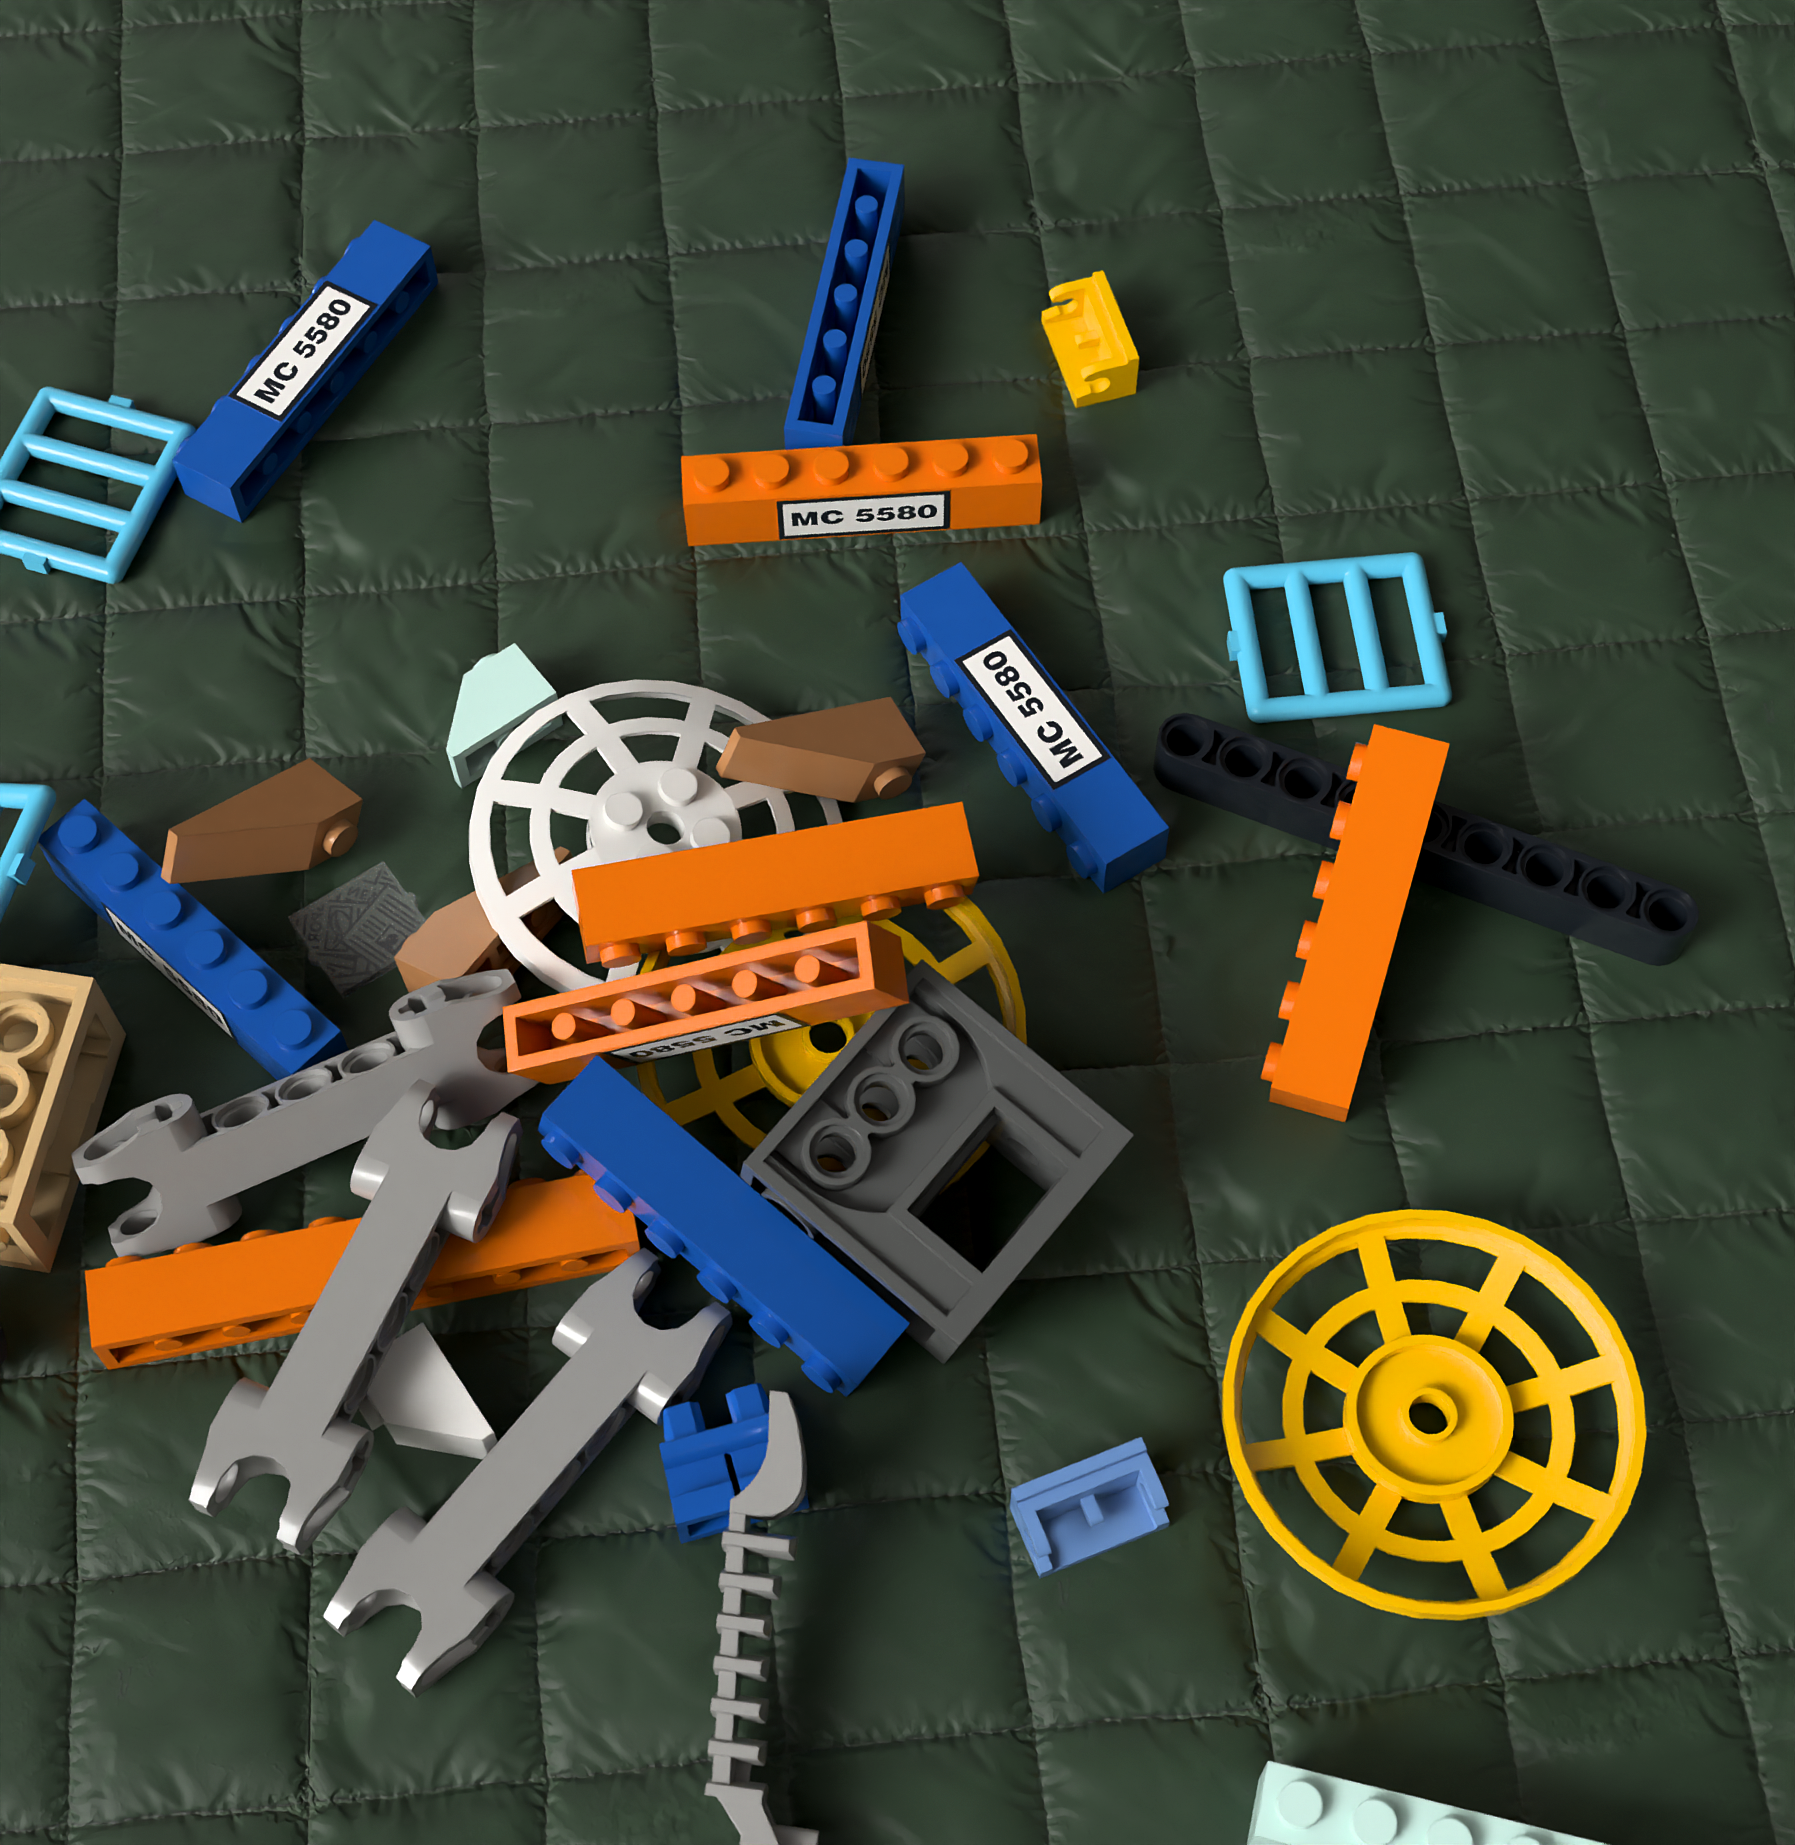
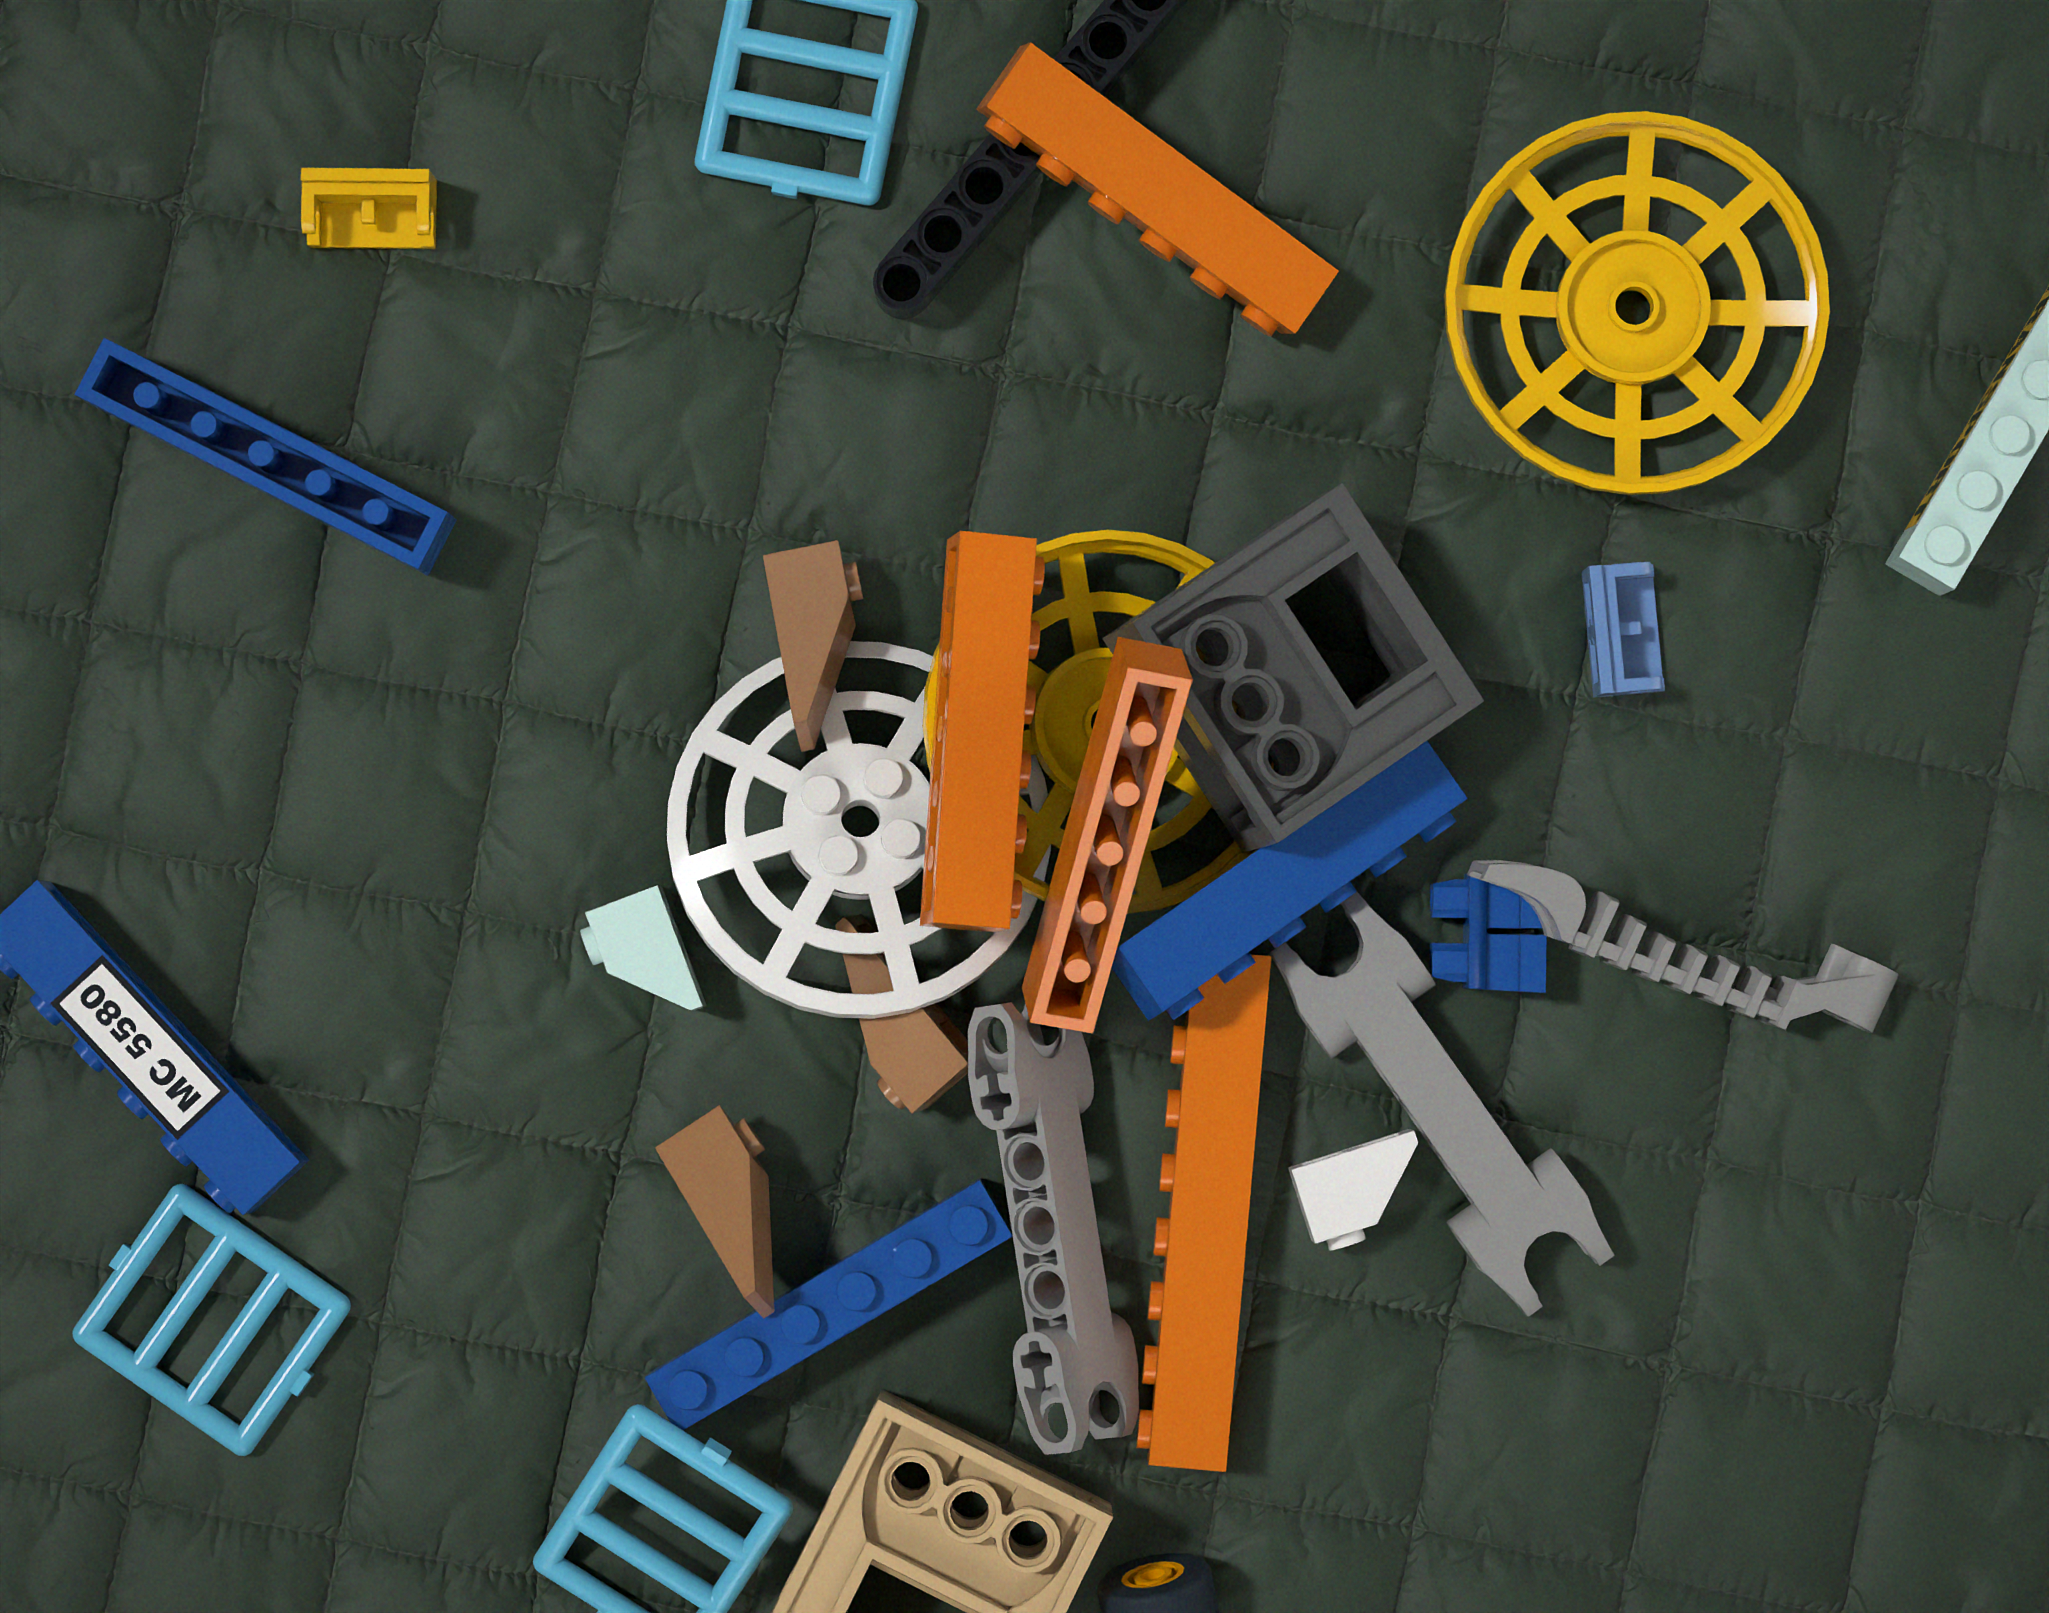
camera: 75 degrees left, 25 degrees up
(306, 1415) = (1367, 1295): light grey piece -> none
(359, 928) = (839, 1137): clear piece -> none
(861, 490) = (492, 507): orange brick -> none
(1032, 728) = (824, 426): blue brick -> none

